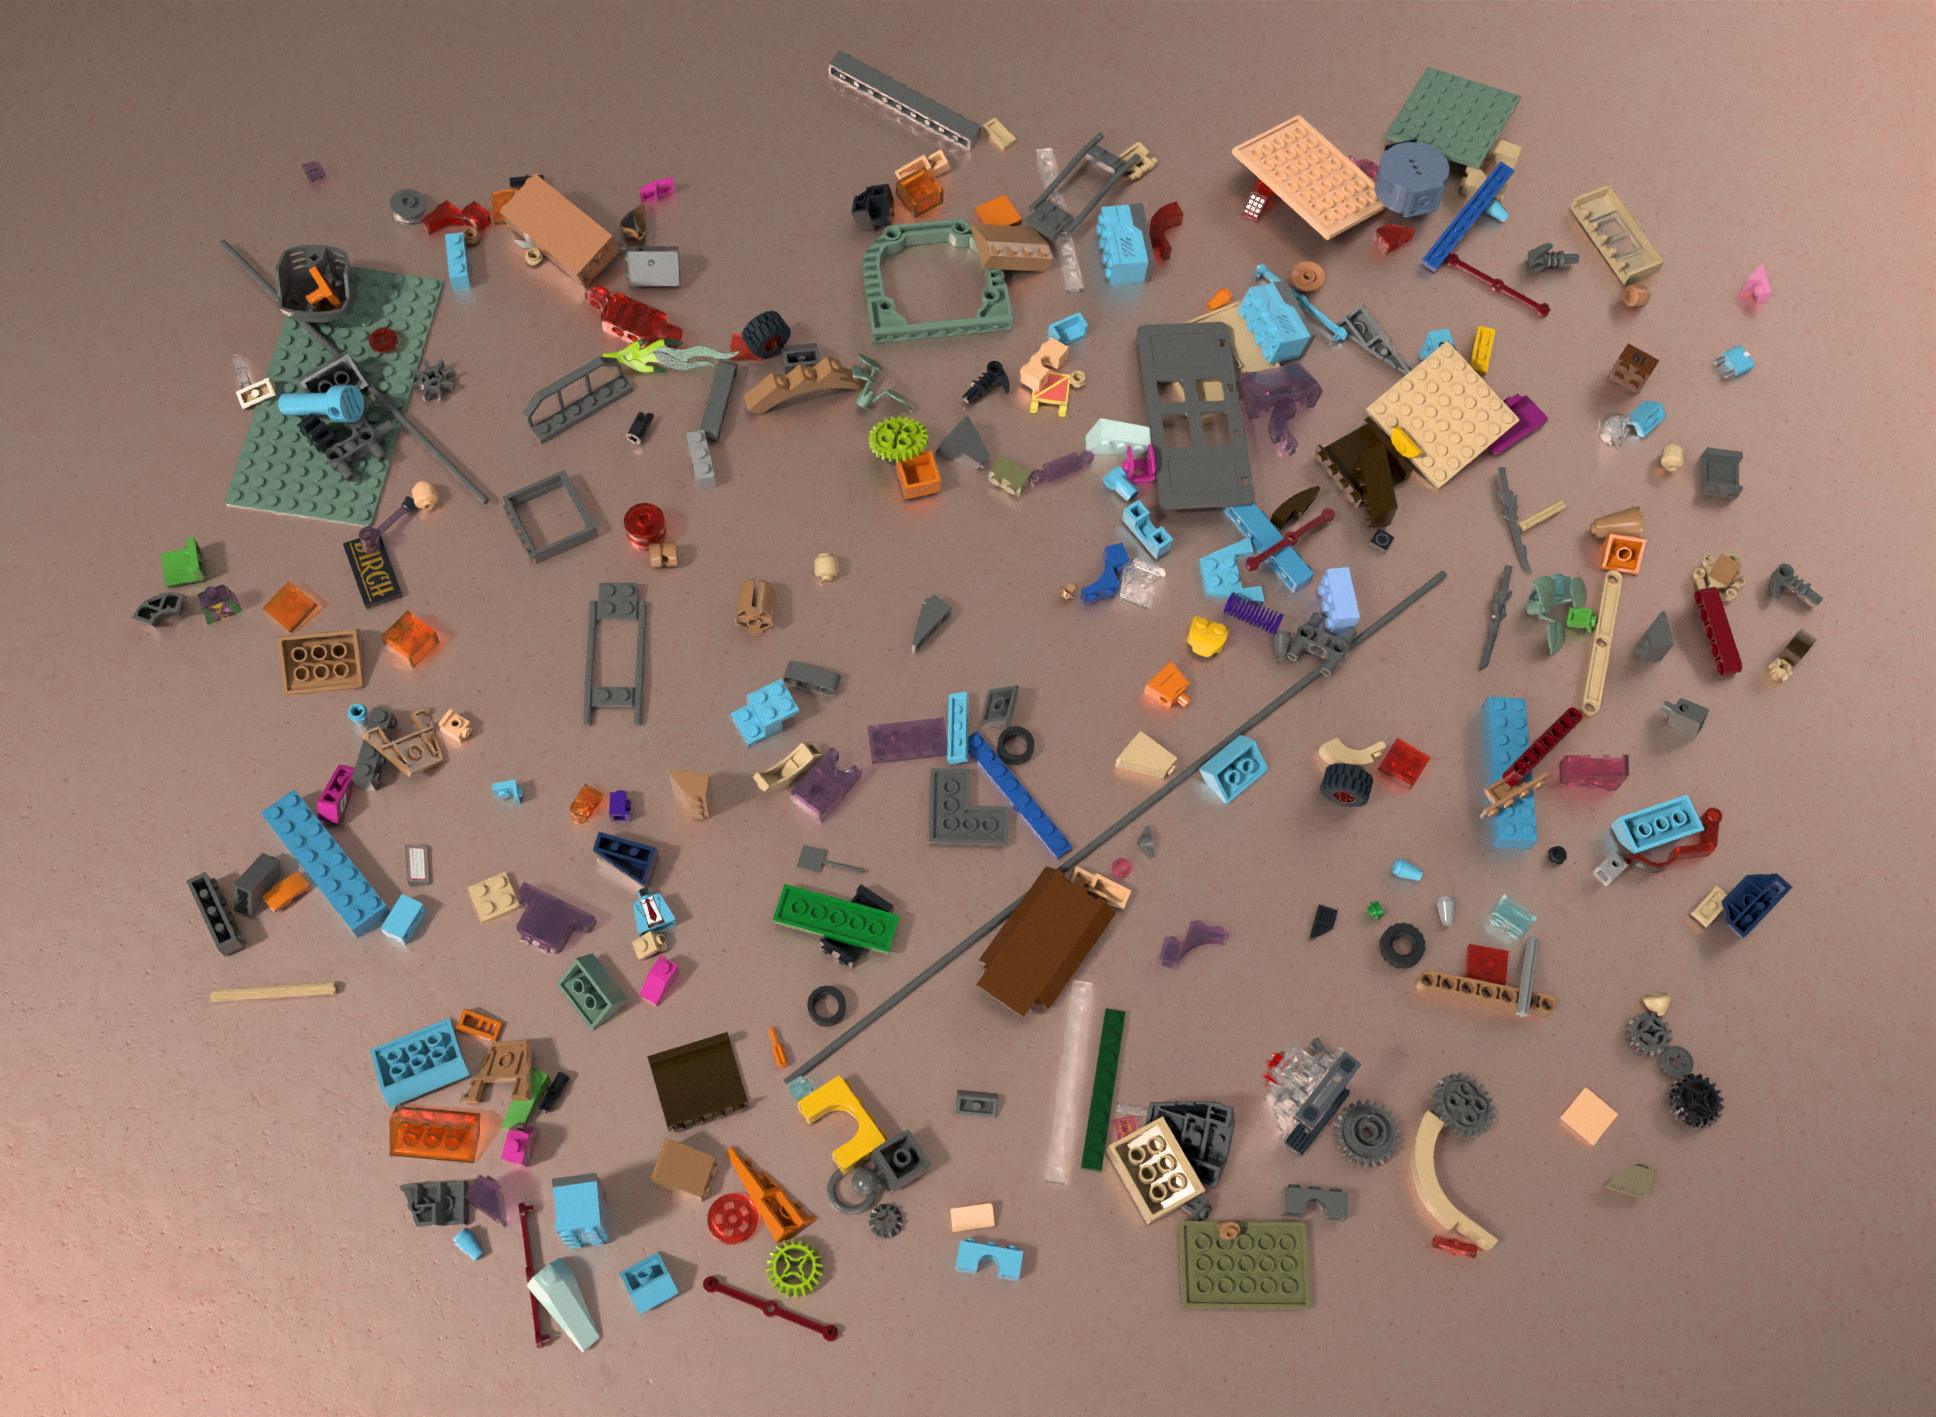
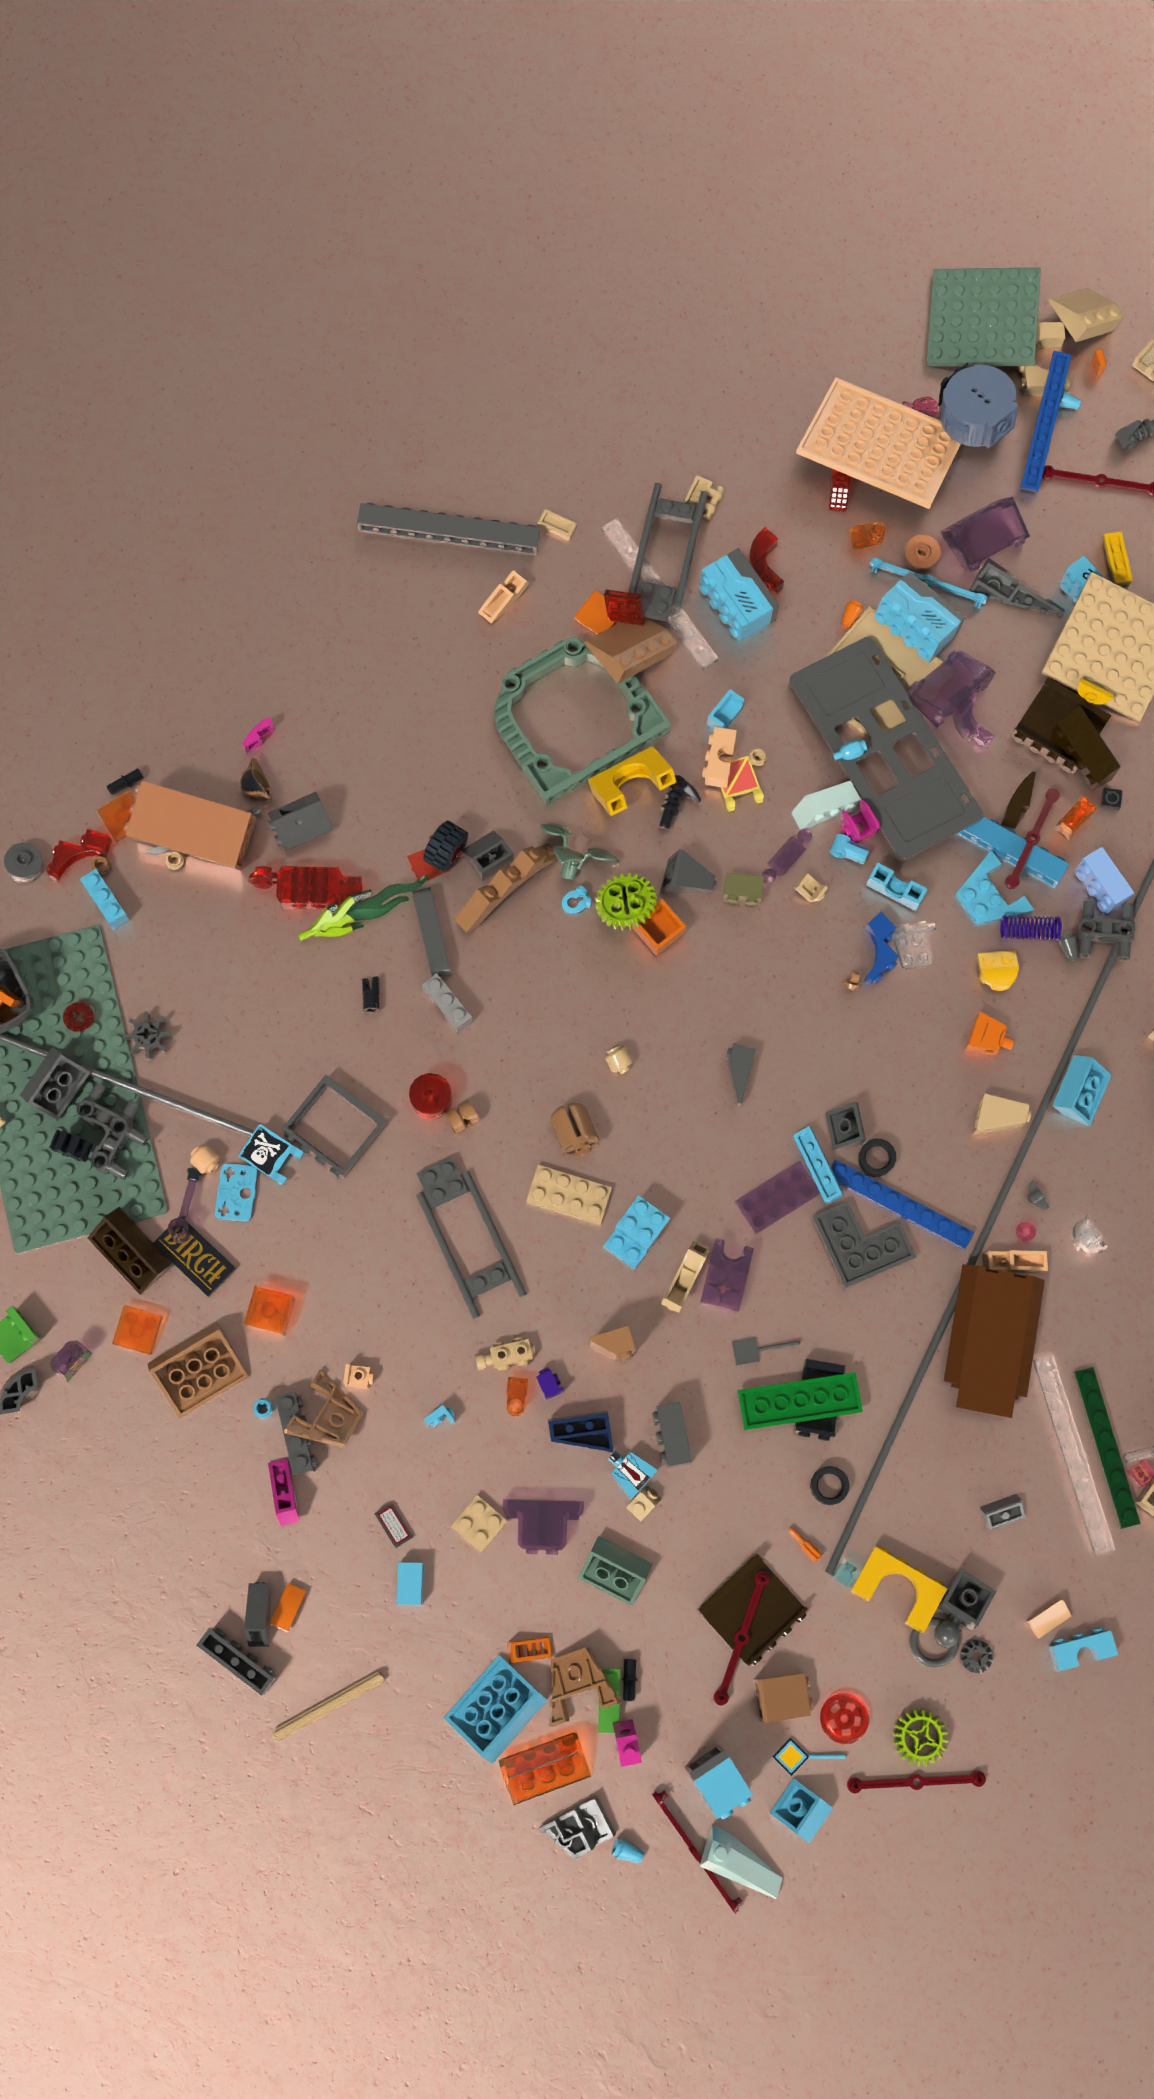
camera: 20 degrees left, 10 degrees up
(319, 538) = (129, 1250): none -> dark brown slope
(326, 863) = (310, 1564): dark azure brick -> none
(340, 403) = (83, 1109): medium azure piece -> none
(431, 534) = (231, 1191): none -> medium azure axle
(480, 512) = (268, 1152): none -> flag
(488, 1198) = (626, 1806): clear purple slope -> none
(581, 408) = (305, 998): dark grey plate -> none
(597, 768) = (512, 1356): none -> tan brick
(629, 1146) = (721, 1696): none -> dark red piece
(659, 980) = (670, 1533): dark pink slope -> none
(666, 1231) = (791, 1756): none -> piece
(704, 895) = (672, 1435): none -> dark grey brick
(723, 659) = (569, 1195): none -> tan plate
(778, 1211) = (879, 1691): orange wedge -> none
(812, 678) = (660, 1176): dark grey beam -> none
(865, 421) = (580, 891): none -> medium azure piece
(873, 207) = (478, 661): black brick -> none
(919, 192) = (514, 625): clear orange piece -> none
(975, 343) = (644, 764): none -> yellow arch
(1019, 211) = (624, 607): none -> clear red plate
(1069, 500) = (810, 888): none -> tan bracket
(1161, 401) = (851, 750): none -> medium azure plant
(1176, 895) = (1088, 1237): none -> clear cylinder
(1197, 934) = (1109, 1291): clear purple arch -> none
(1262, 245) = (866, 535): none -> clear orange piece
(1339, 540) = (1075, 818): none -> clear orange brick
(1371, 283) = (986, 533): none -> clear purple windscreen
(1392, 237) = (982, 473): clear red slope -> none
(1540, 191) = (1099, 361): none -> orange tile
(1546, 150) = (1086, 313): none -> tan slope

